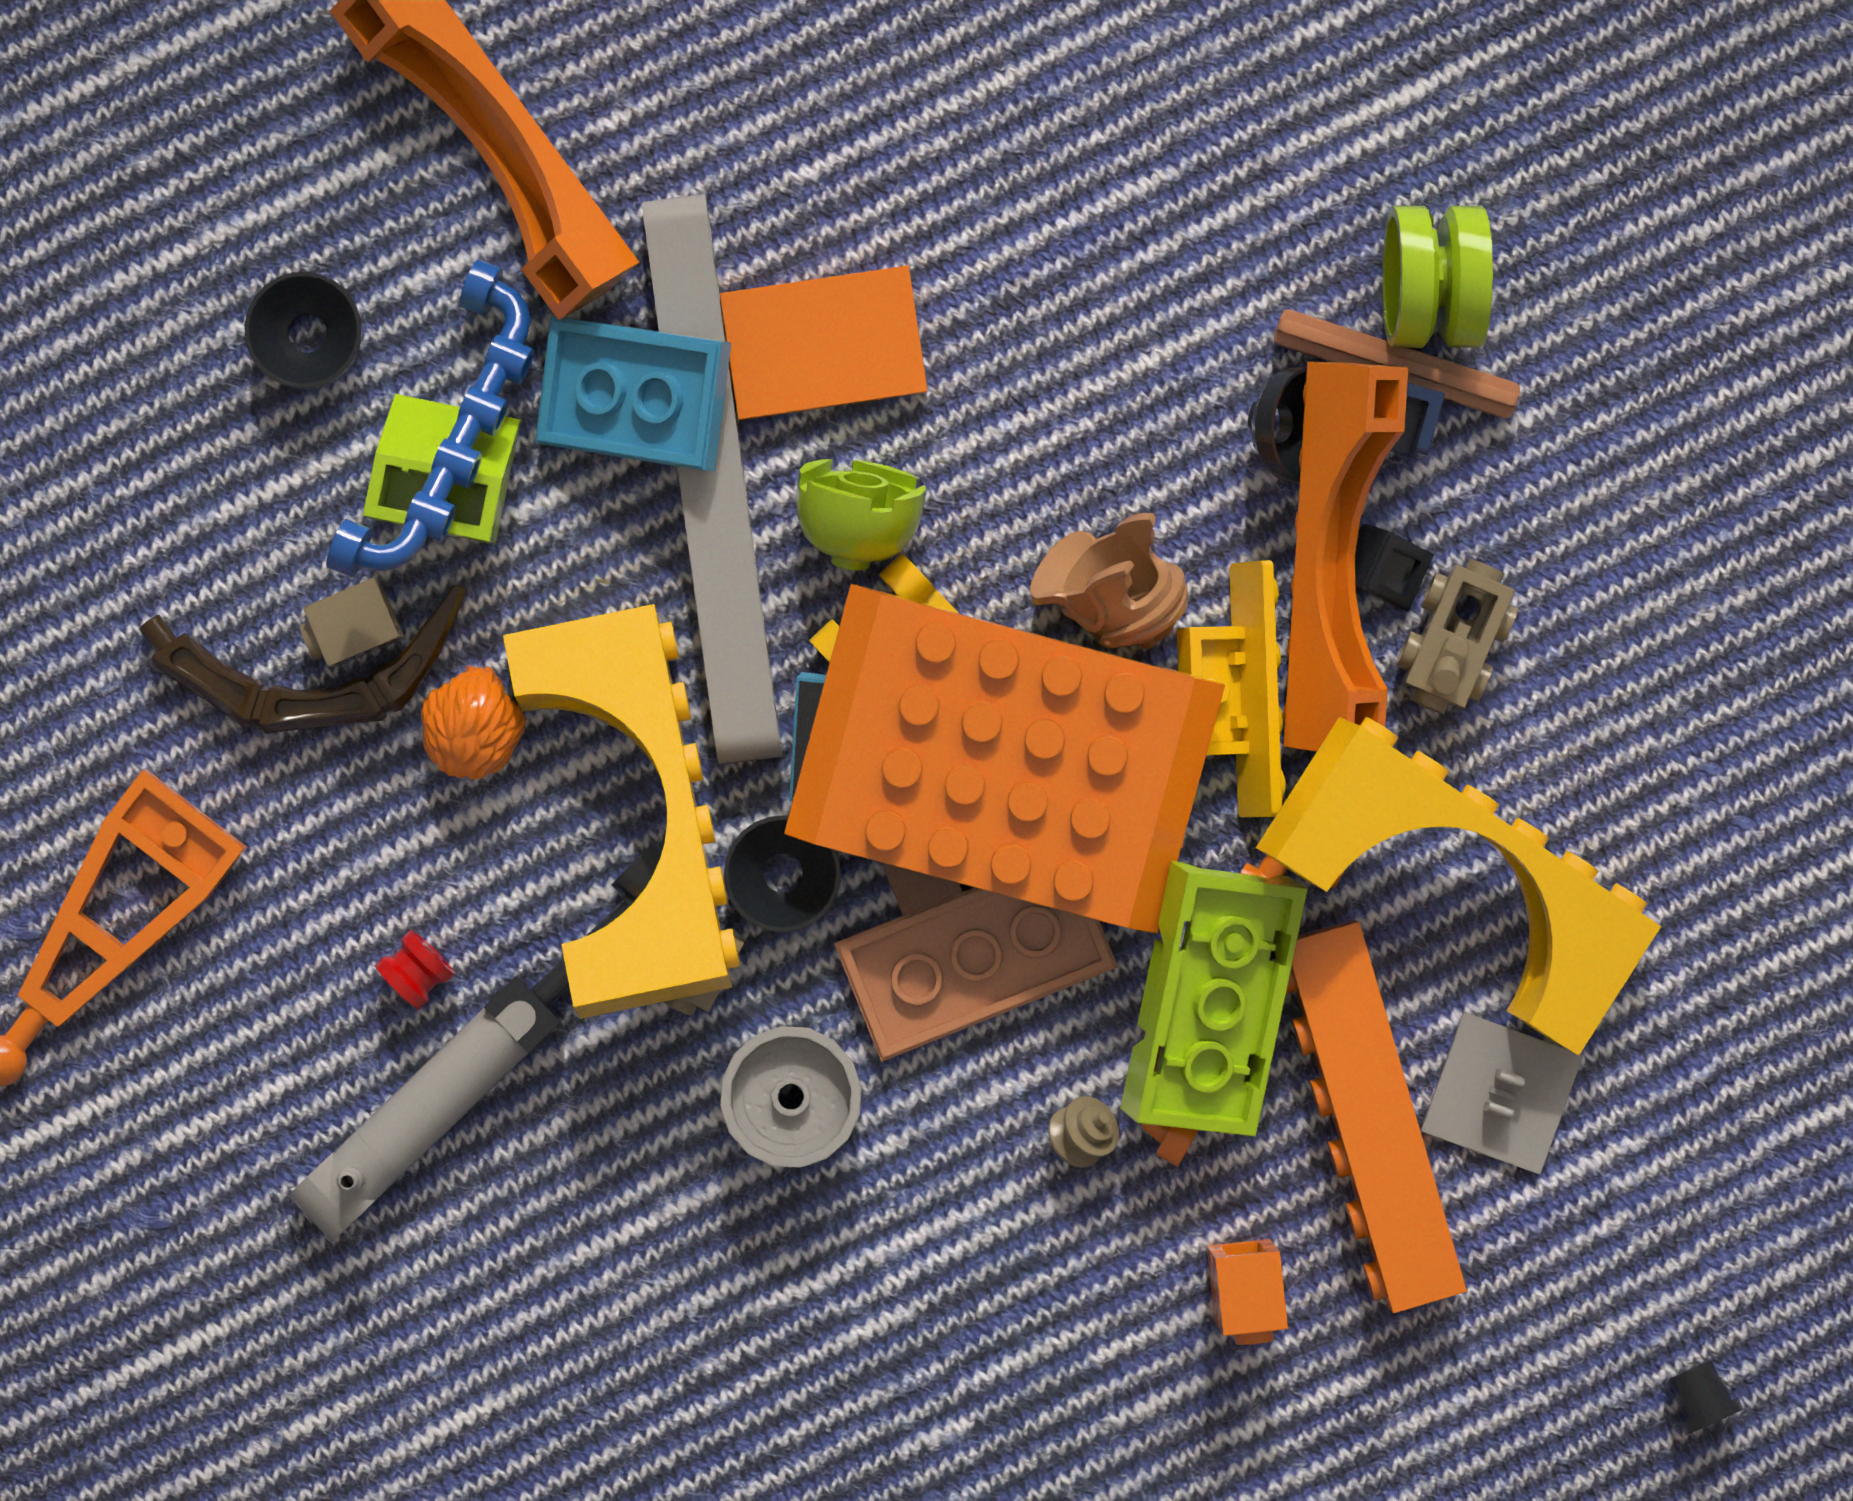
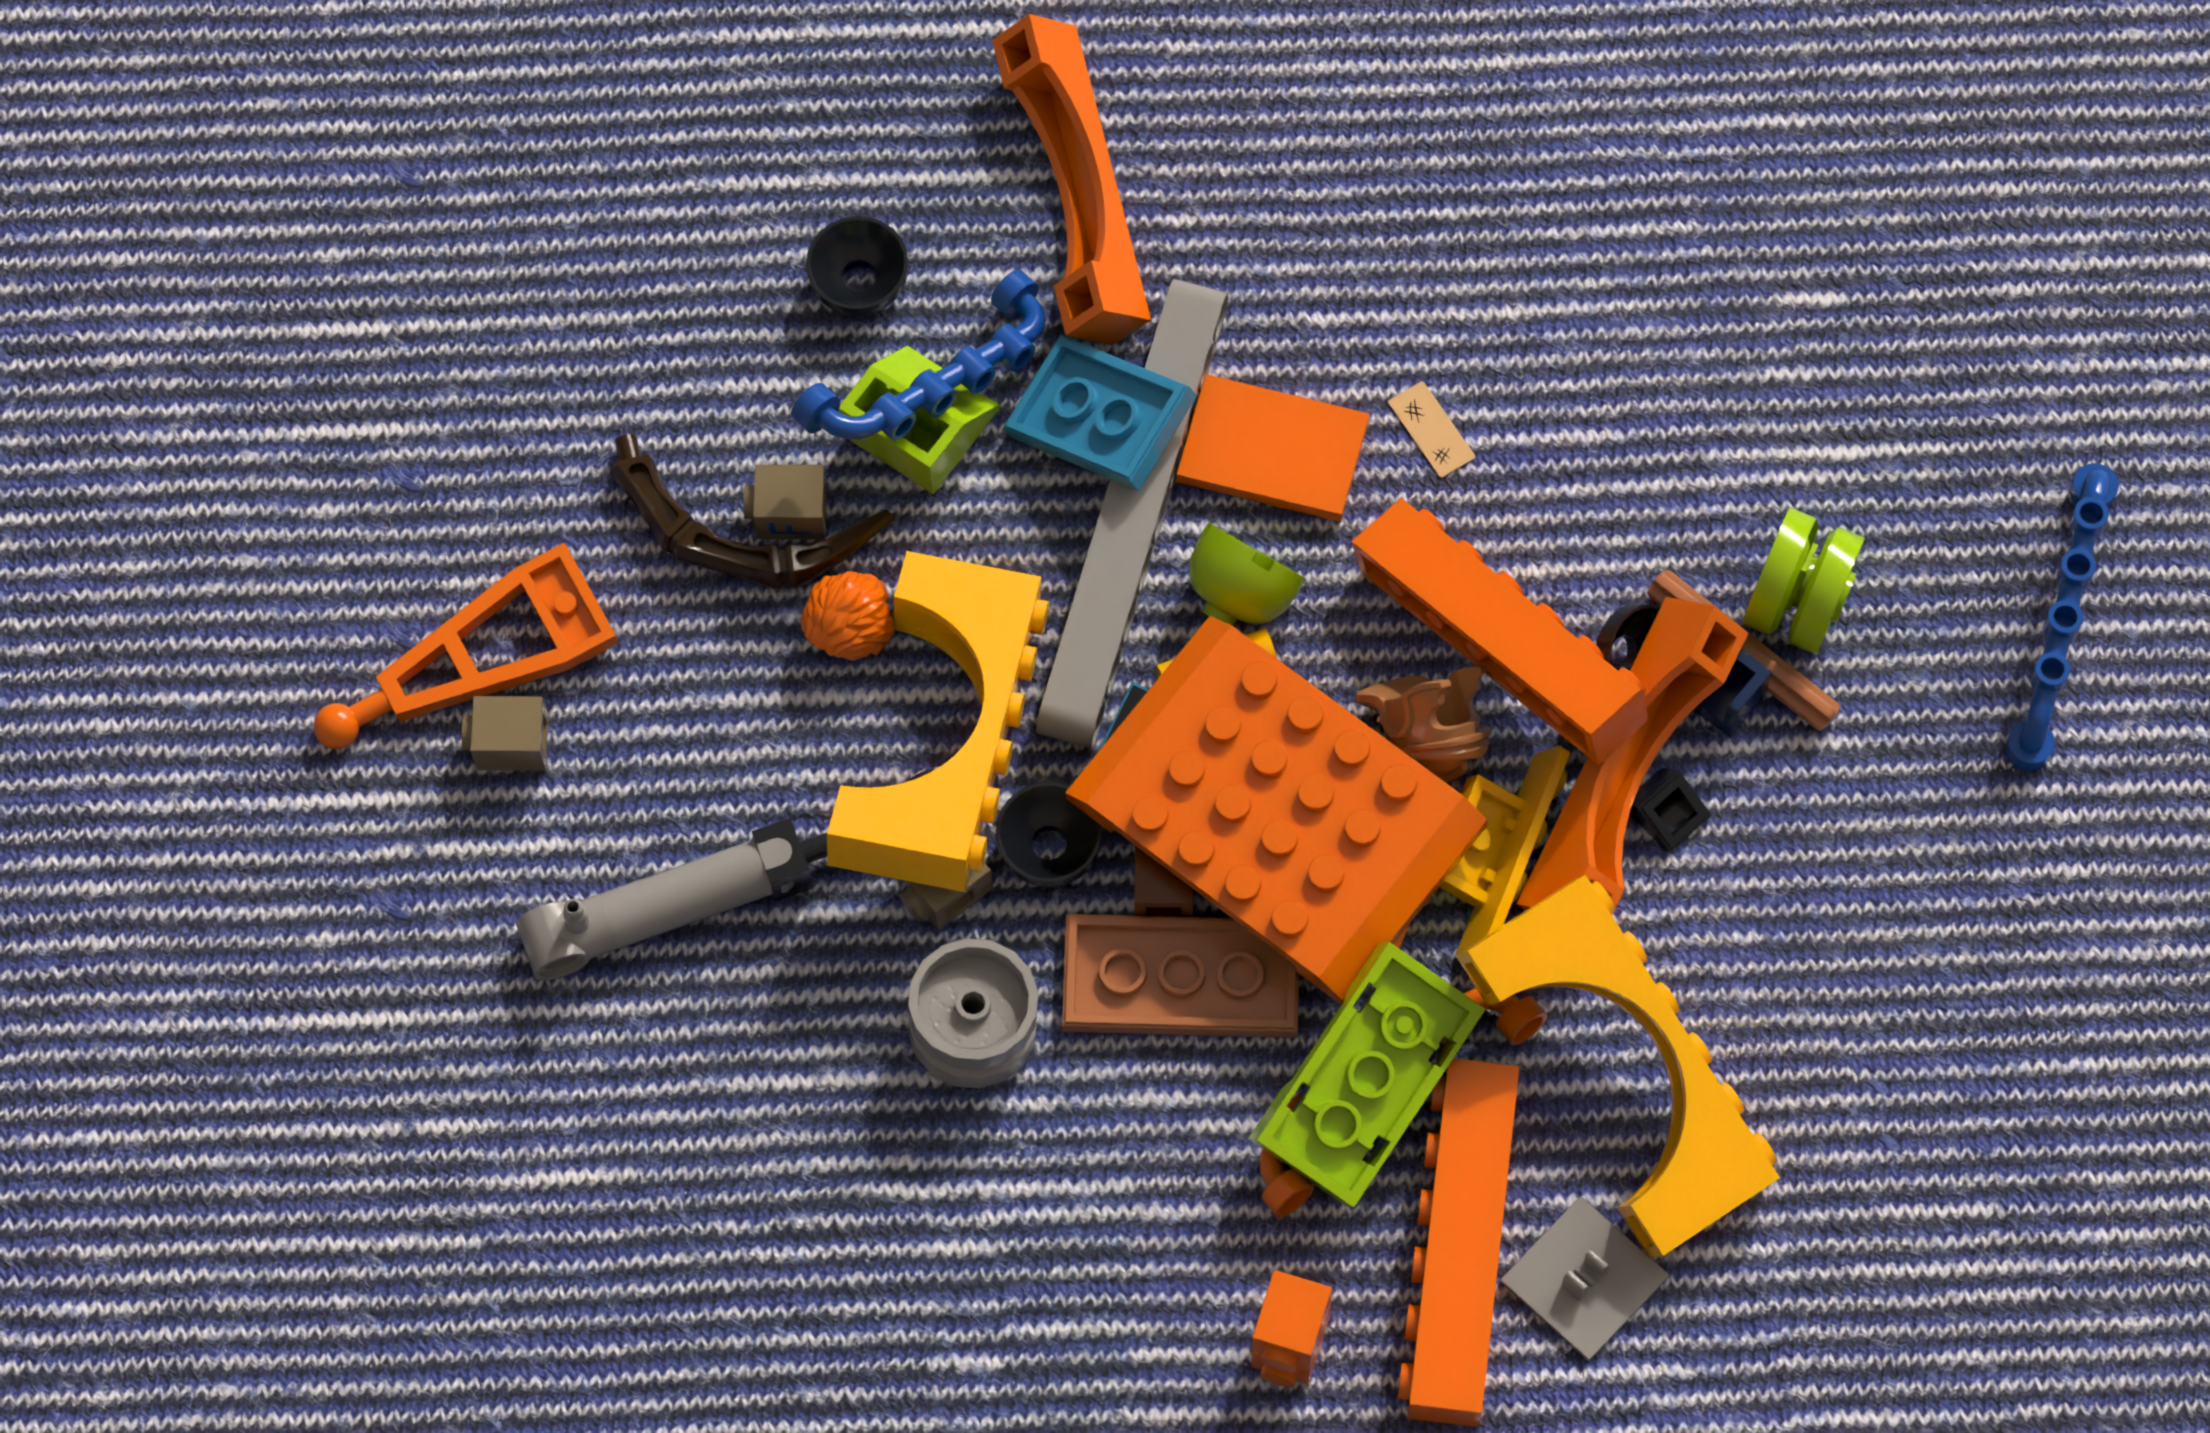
camera: 30 degrees right, 20 degrees down
(181, 999) = (507, 733): none -> dark tan brick
(415, 969) = (709, 789): red wheel -> none
(976, 248) = (1431, 429): none -> tan sticker
(1083, 1131) = (1208, 1151): dark tan wheel -> none
(1151, 467) = (1500, 628): none -> orange brick
(1449, 656) = (1687, 894): dark tan brick -> none
(1685, 31) = (2092, 493): none -> blue bar

